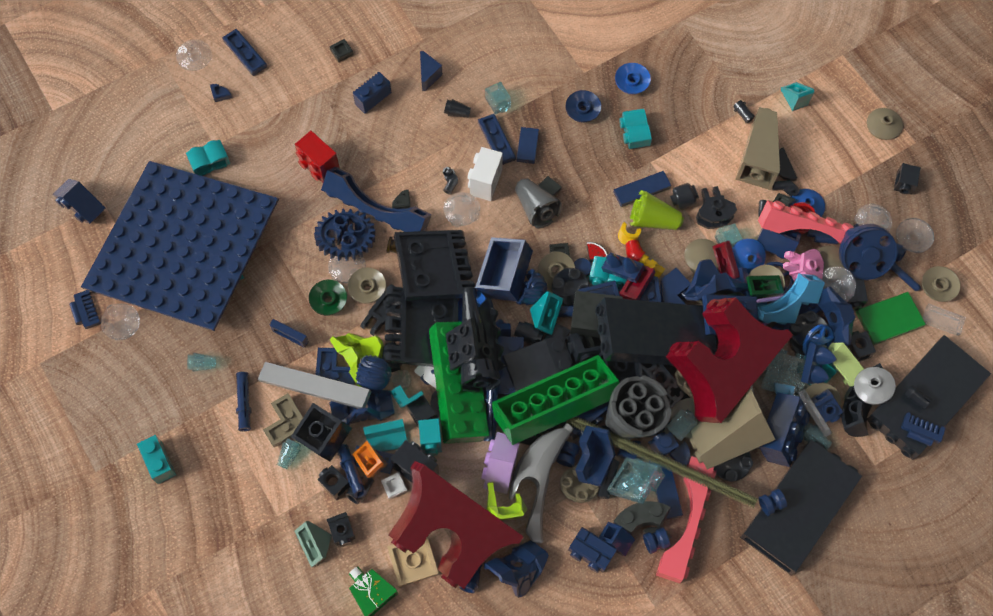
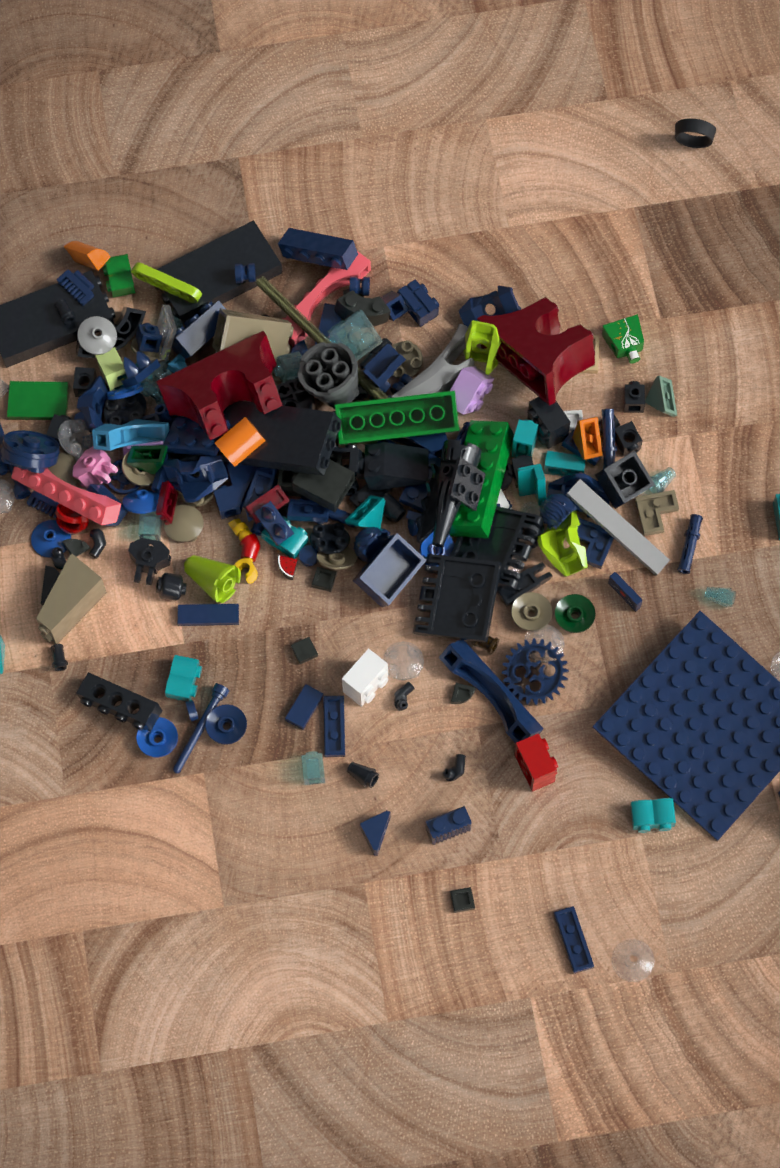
camera: 155 degrees left, 0 degrees up
(220, 93) = (616, 897): dark blue tile -> none
(382, 138) = (456, 771): none -> black arm
(537, 203) = (325, 632): dark grey cone -> none
(601, 128) = (219, 692): none -> dark blue piece
(616, 107) = (191, 710): none -> dark blue tile
(676, 89) = (94, 686): none -> black brick
(686, 311) = (240, 441): none -> orange brick
(715, 560) = (318, 248): none -> dark blue brick
(841, 462) = (166, 282): none -> lime beam
(890, 466) = (119, 275): none -> green brick
(934, 471) = (87, 254): none -> orange brick

